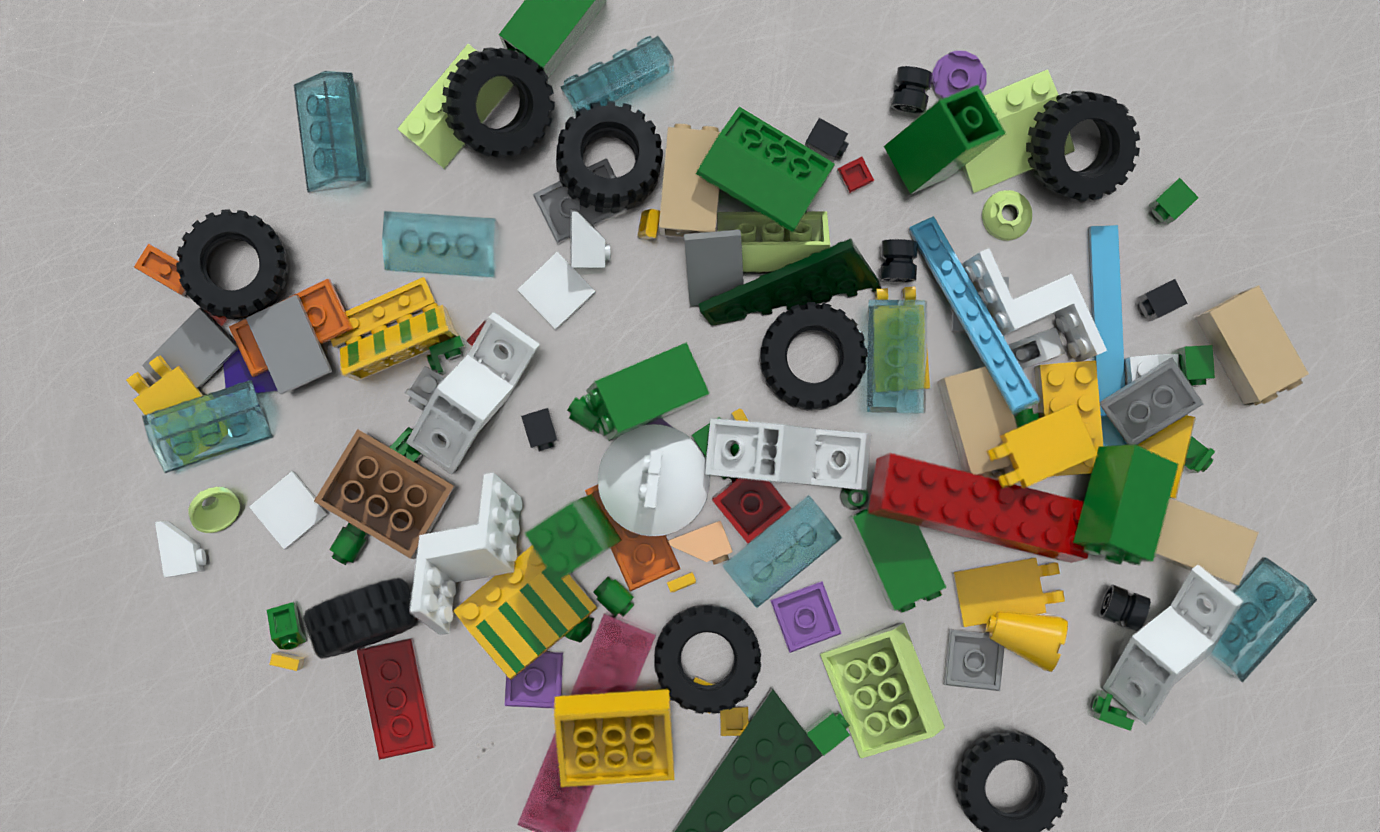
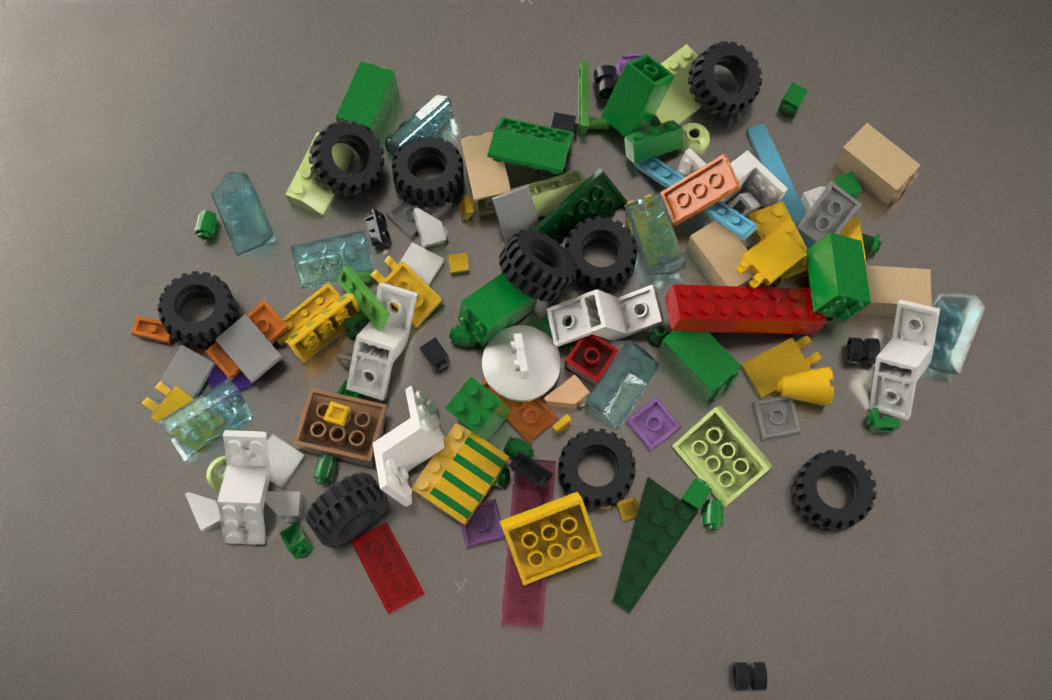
camera: 15 degrees left, 15 degrees down
(234, 543) = (244, 487): none -> white bracket
(275, 135) = (206, 224): none -> green brick
(282, 574) = (286, 504): none -> white slope
(287, 661) = (303, 563): yellow tile -> none
(382, 480) = (337, 414): none -> yellow tile
(455, 296) = (366, 300): none -> bright green piece
(516, 204) = (376, 221): none -> black hinge
(533, 315) = (407, 279): none -> yellow tile
(610, 633) = (532, 470): none -> black hinge
(613, 302) = (458, 263): none -> yellow tile
(695, 370) = (537, 265): none -> black tyre
(841, 765) = (713, 514): none -> green brick
(855, 175) = (589, 143): red tile -> none
(859, 140) = (583, 103): none -> bright green piece
(898, 260) = (635, 182): black wheel -> none
(946, 209) = (654, 141): none -> green brick
(981, 317) = (700, 190): none -> orange tile
(1162, 300) = (809, 157): black brick -> none

